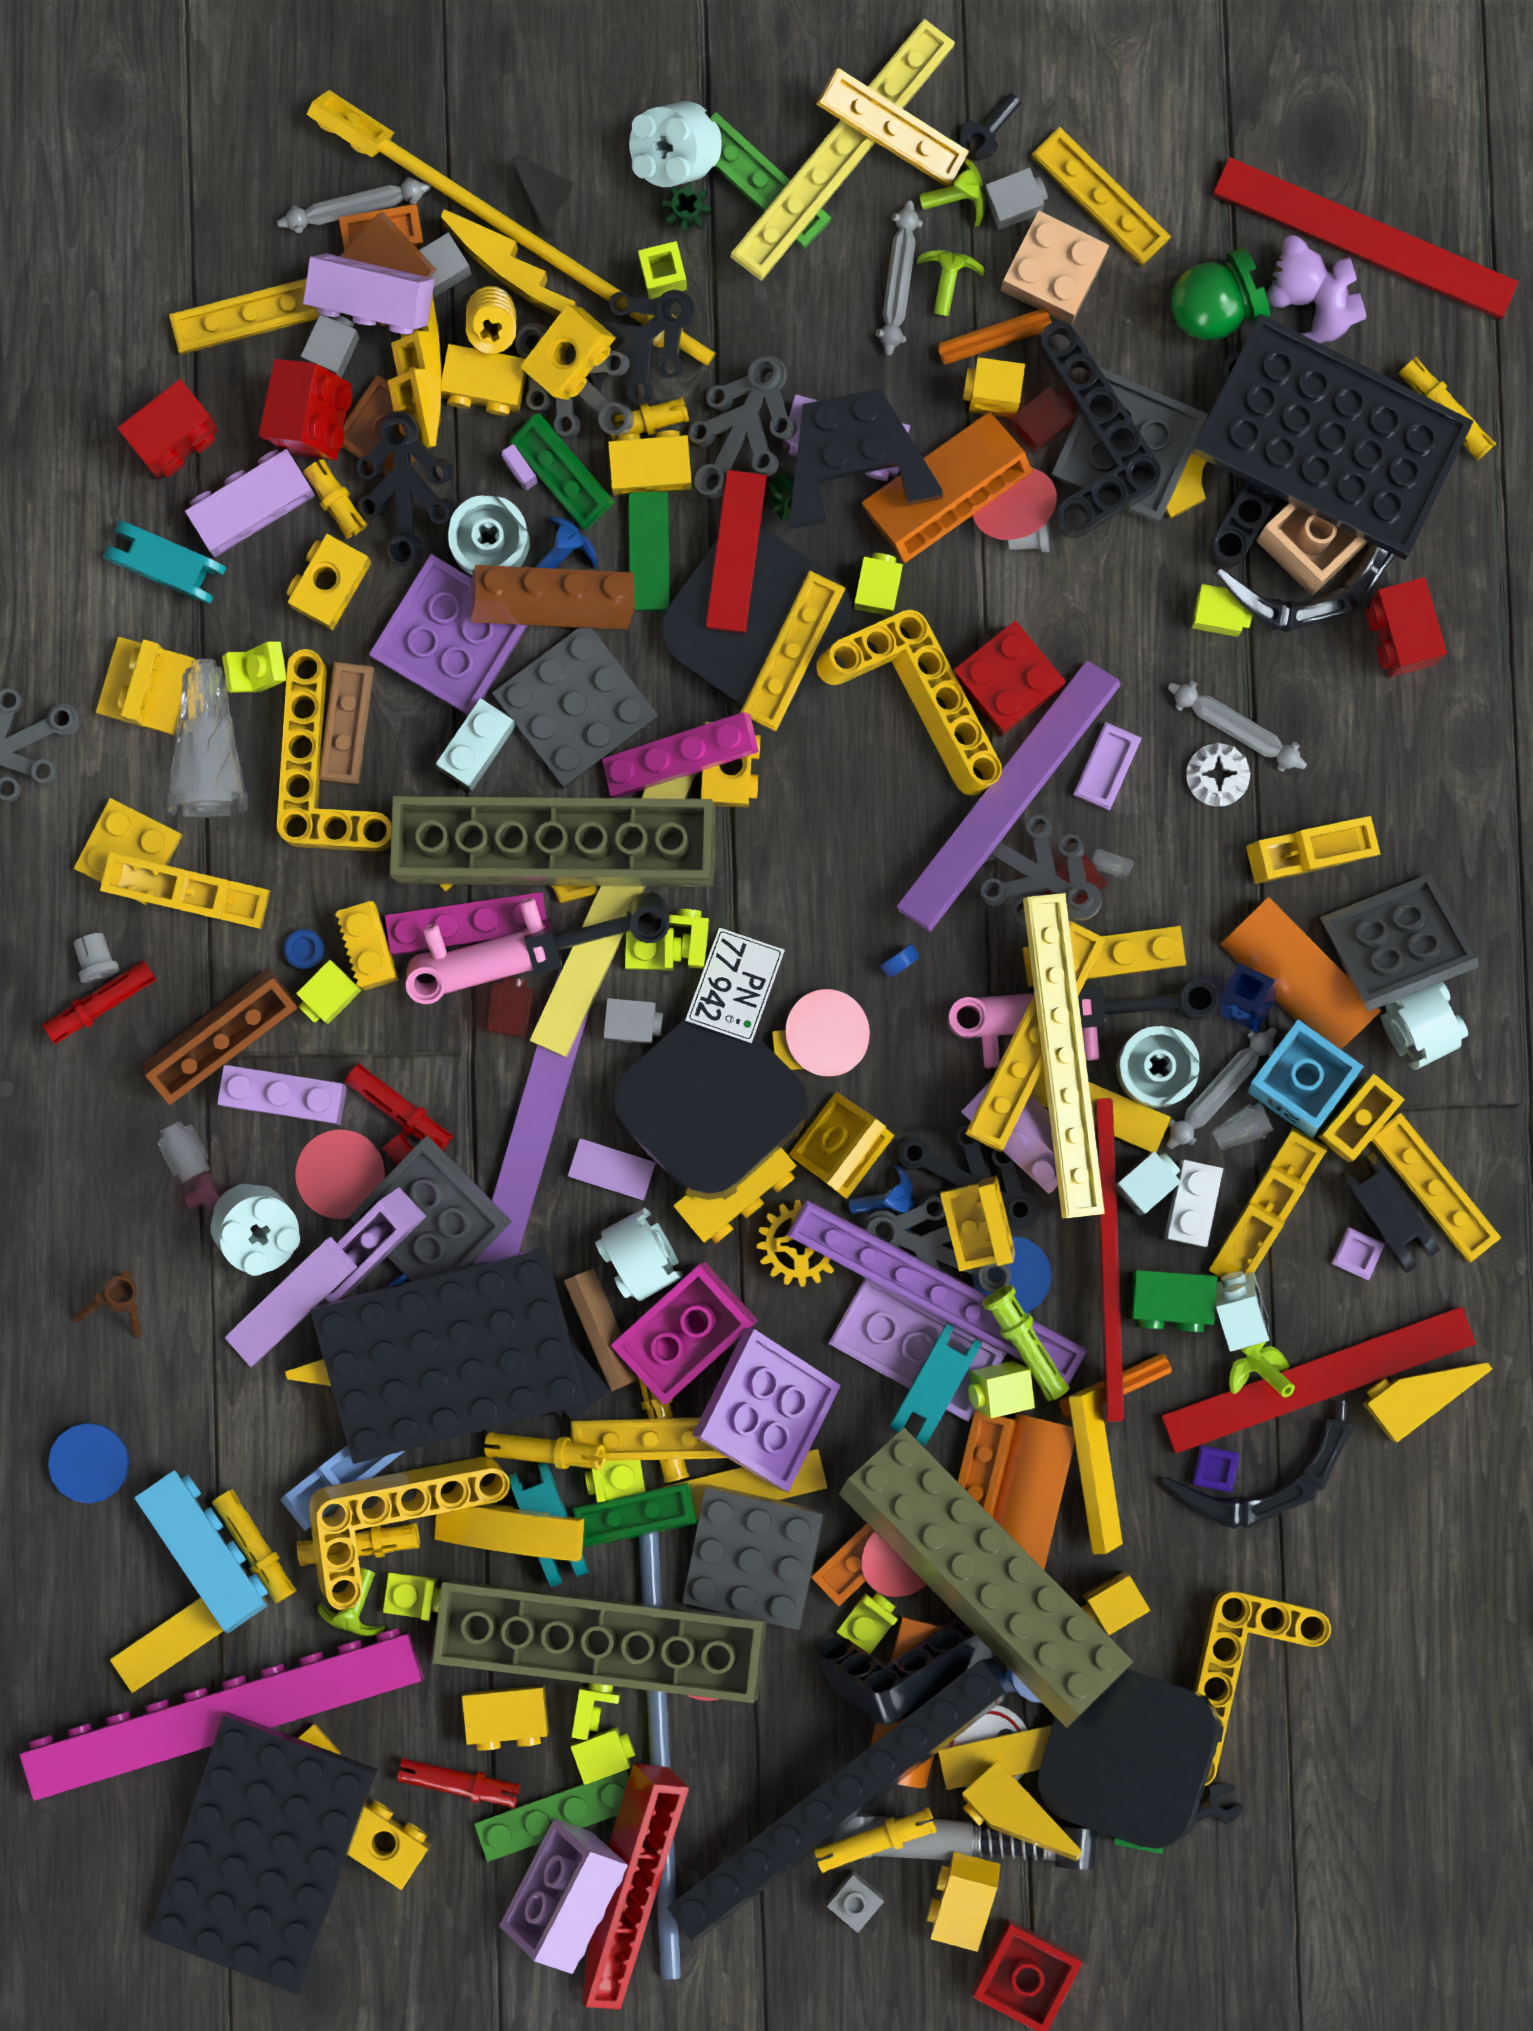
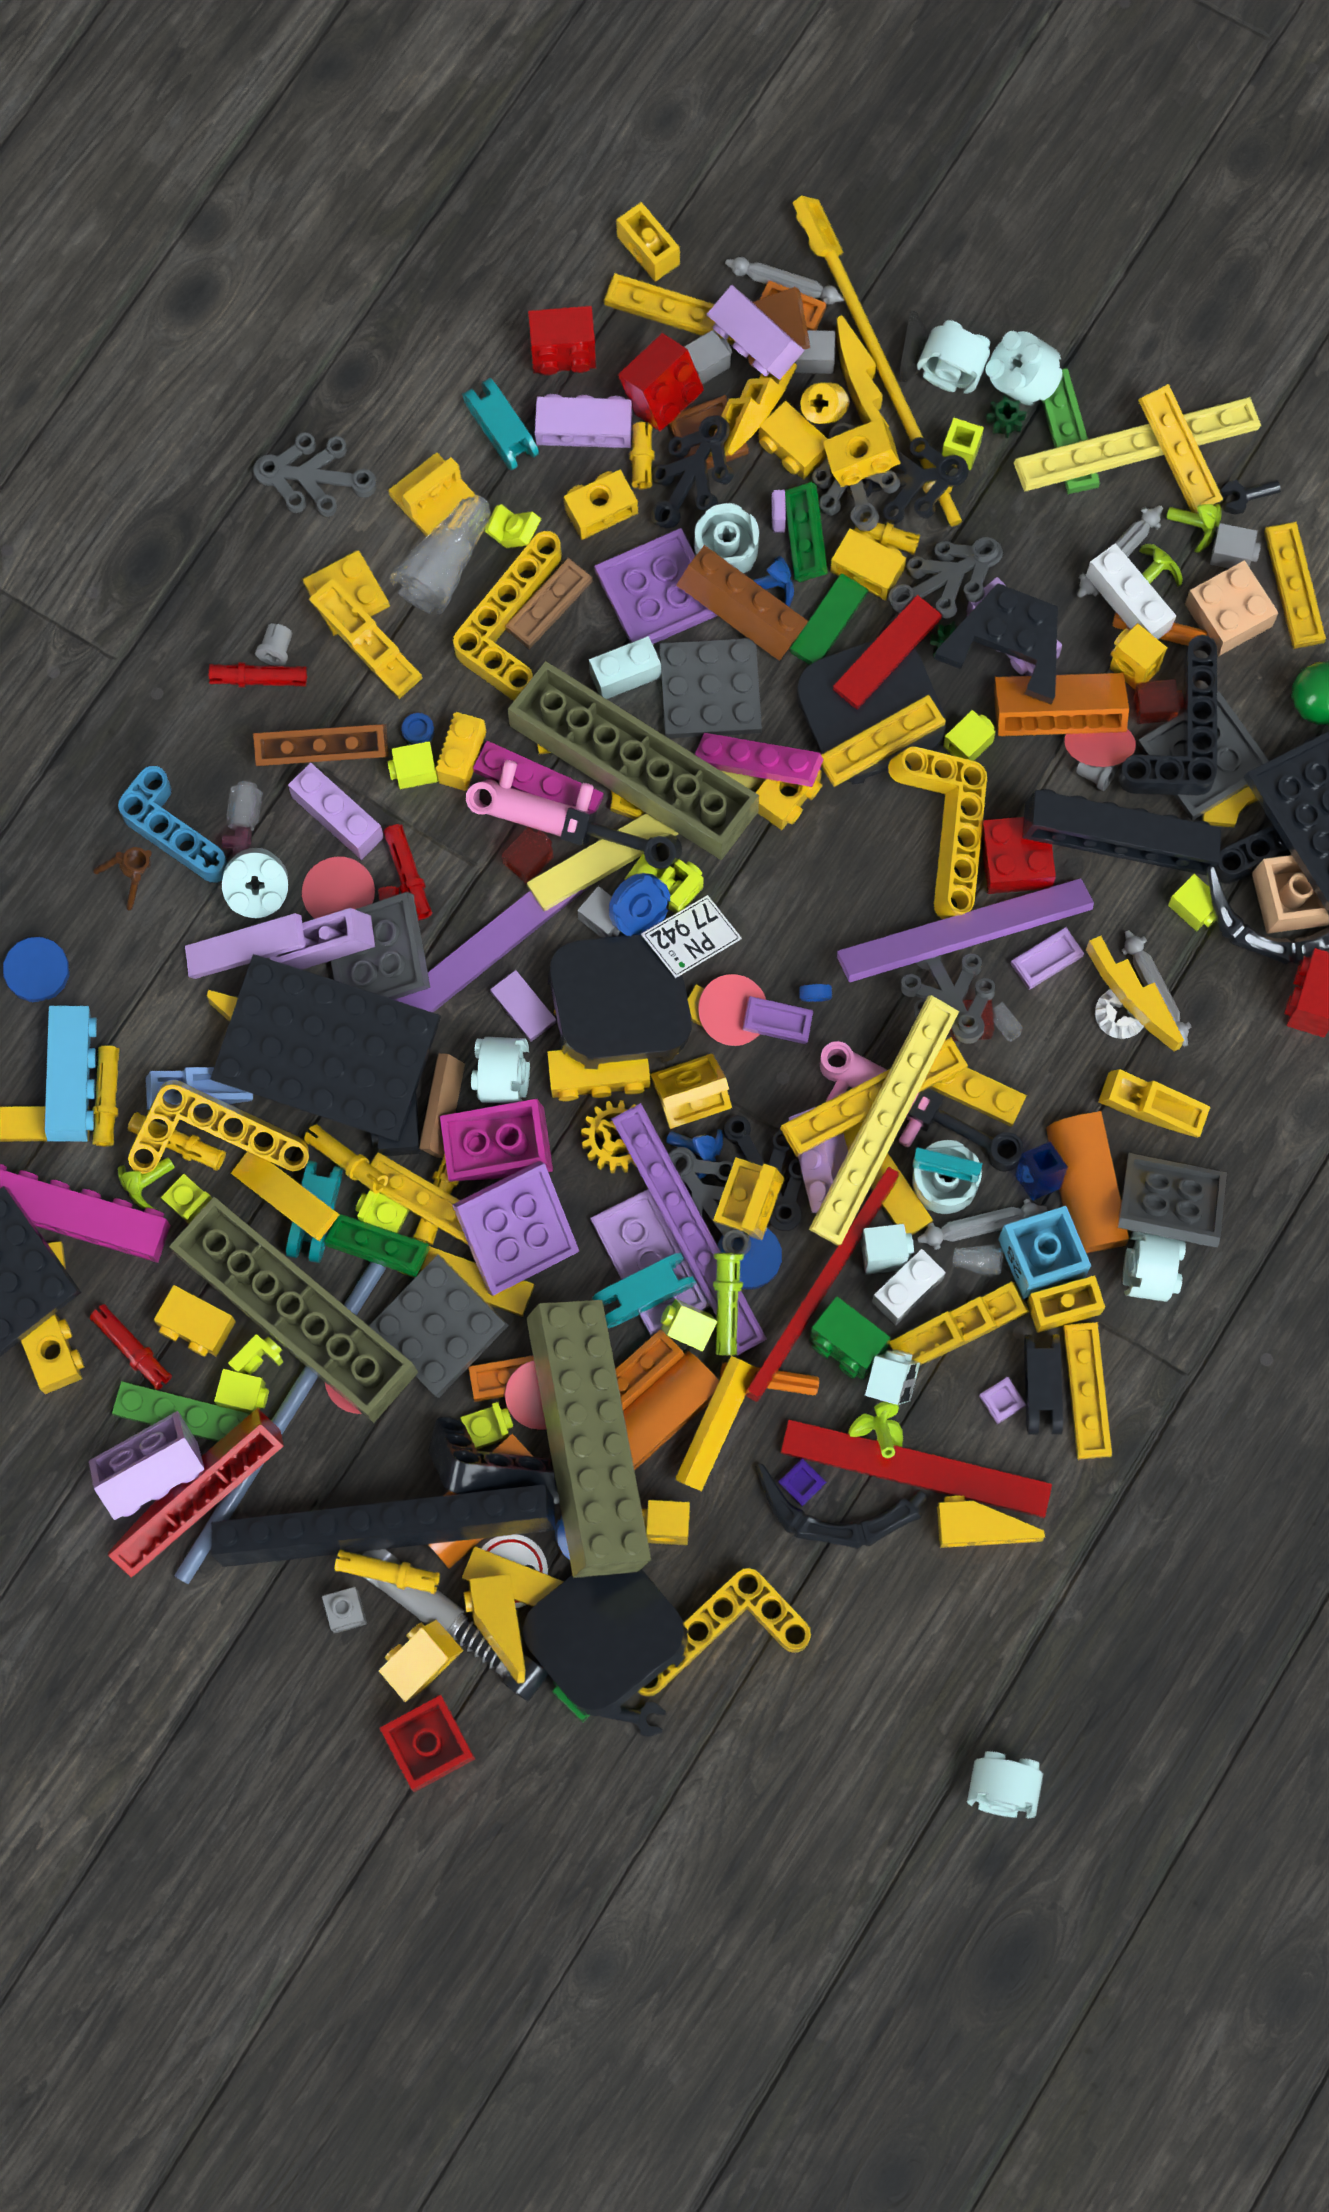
camera: 35 degrees right, 10 degrees down
(133, 1224) = (177, 831): none -> dark azure beam
(183, 259) = (648, 241): none -> yellow brick
(592, 180) = (954, 357): none -> light aqua brick
(664, 992) = (639, 904): none -> blue tile
(879, 1013) = (777, 1020): none -> medium lavender tile
(945, 324) = (1129, 592): none -> white brick
(1101, 589) = (1121, 832): none -> black brick
(1157, 1062) = (947, 1165): none -> teal tile
(1240, 756) = (1142, 1002): none -> yellow slope

